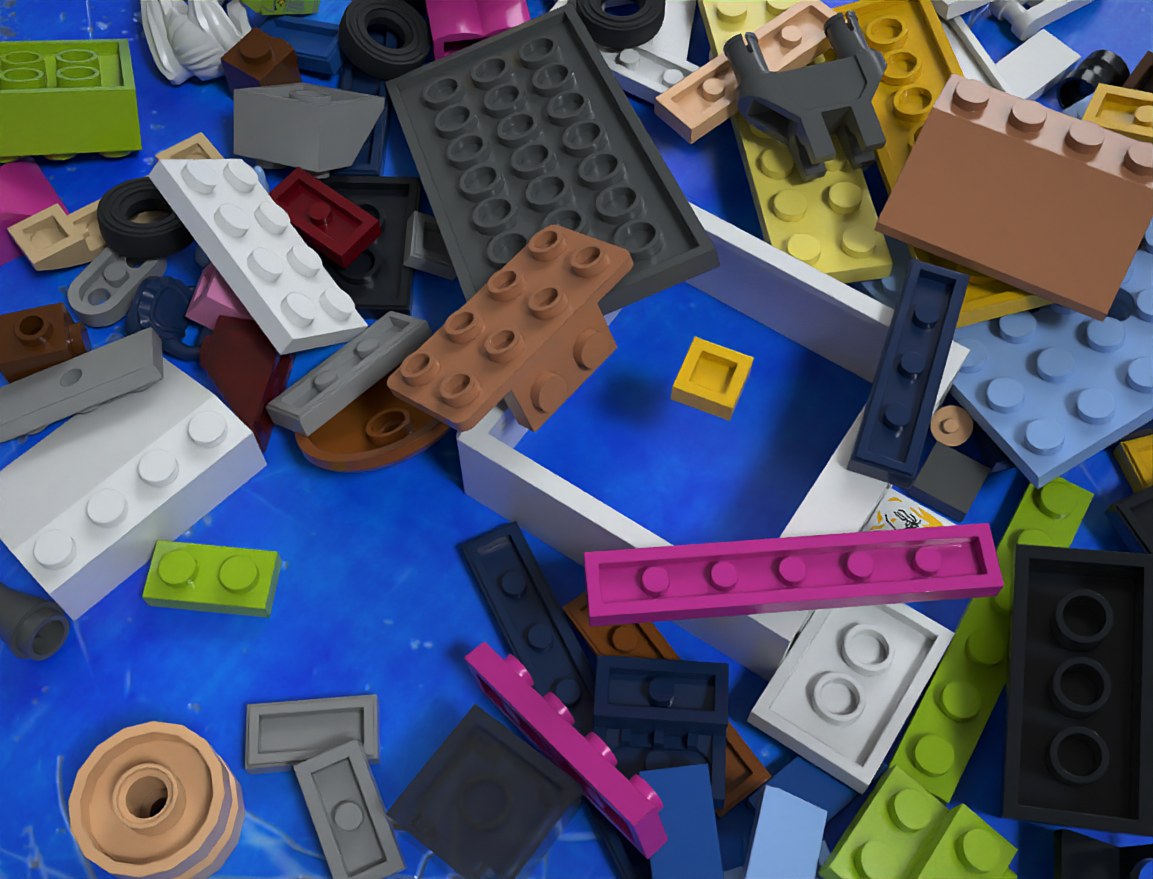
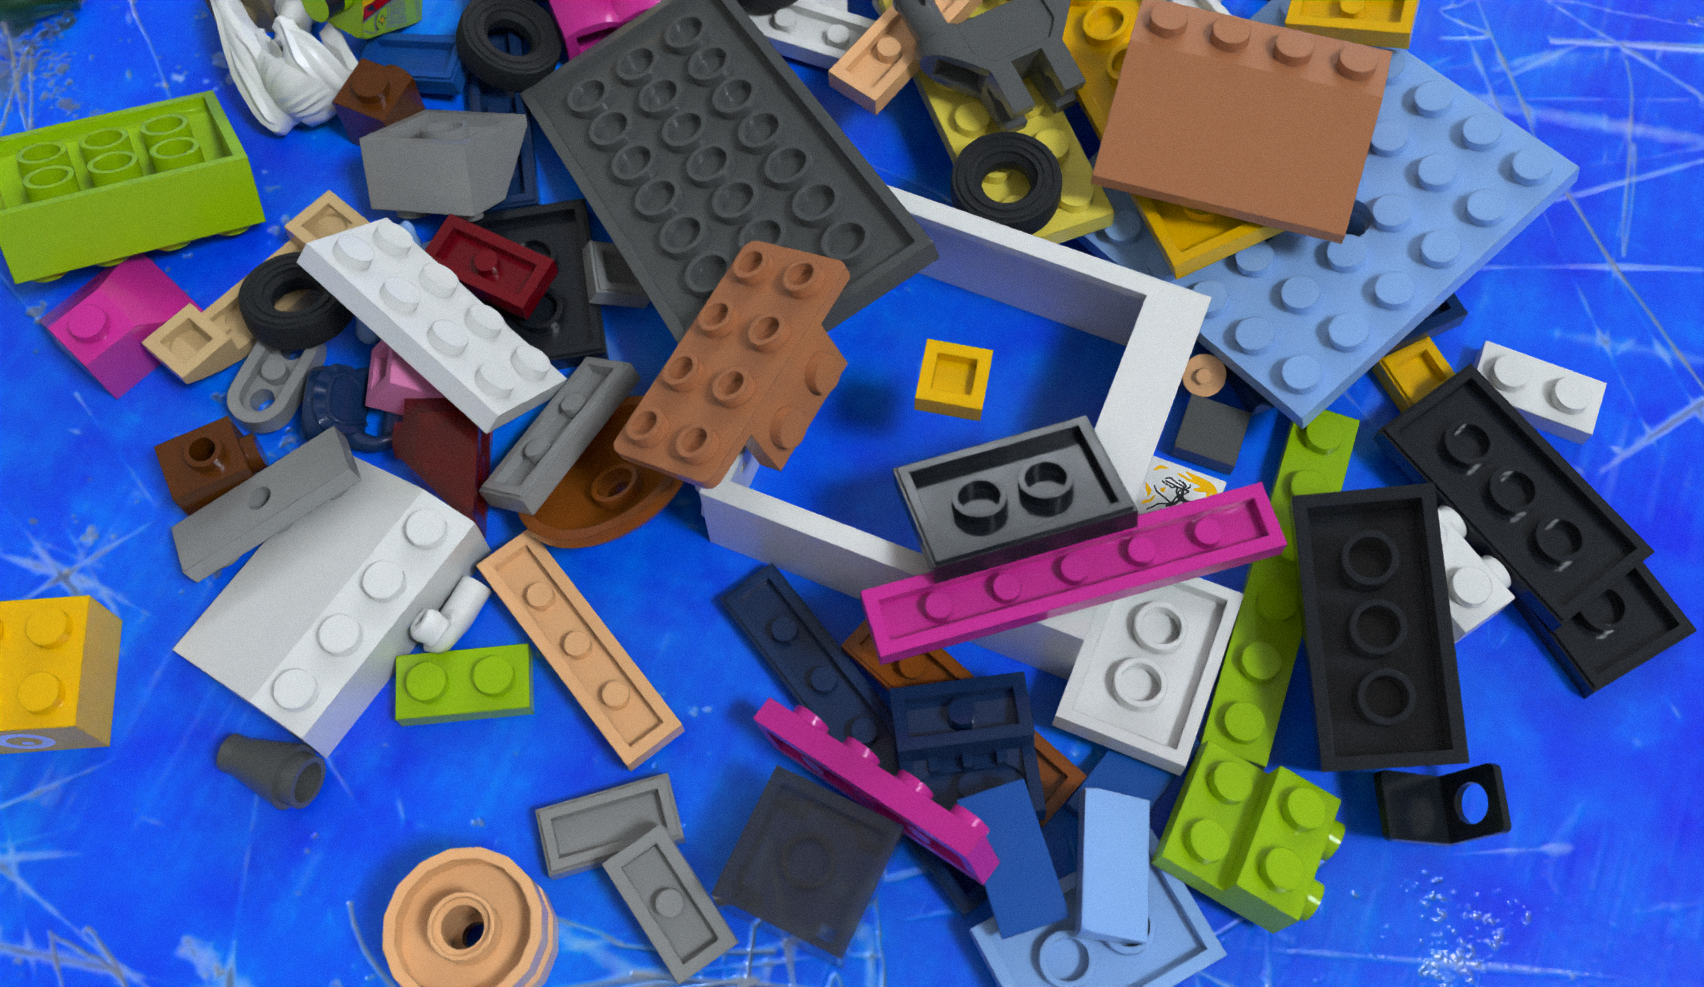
camera: 10 degrees left, 5 degrees up
(203, 525) = (443, 629): none -> white arm
(324, 568) = (581, 649): none -> light nougat plate
(747, 495) = (1013, 498): none -> black tile
(804, 193) = (1013, 152): none -> black tyre
(909, 374) = (1154, 335): dark blue tile -> none

